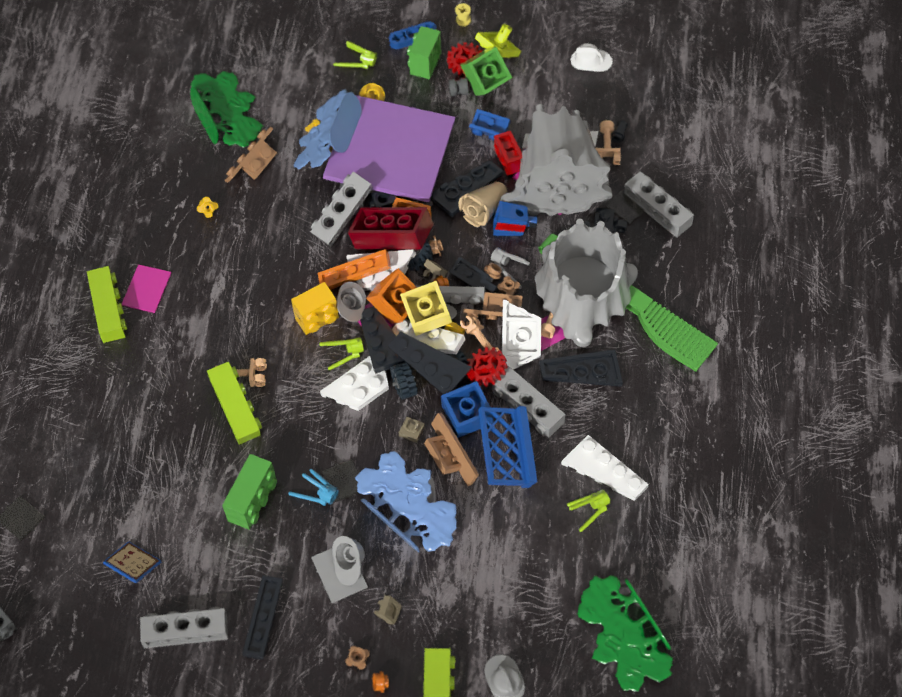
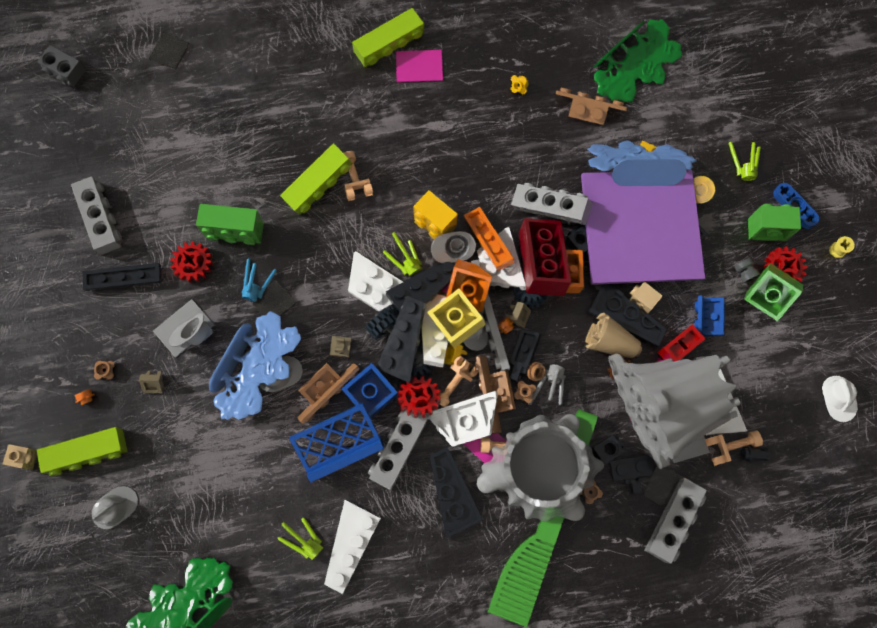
camera: 70 degrees right, 15 degrees up
(132, 562) = (145, 151): piece -> none
(264, 547) = (185, 267): none -> red gear
(436, 246) = (546, 307): medium nougat plate -> none
(454, 167) = (645, 297): none -> tan brick
(499, 40) = (817, 294): neon yellow plate -> none
(512, 219) = (597, 366): blue torso -> none

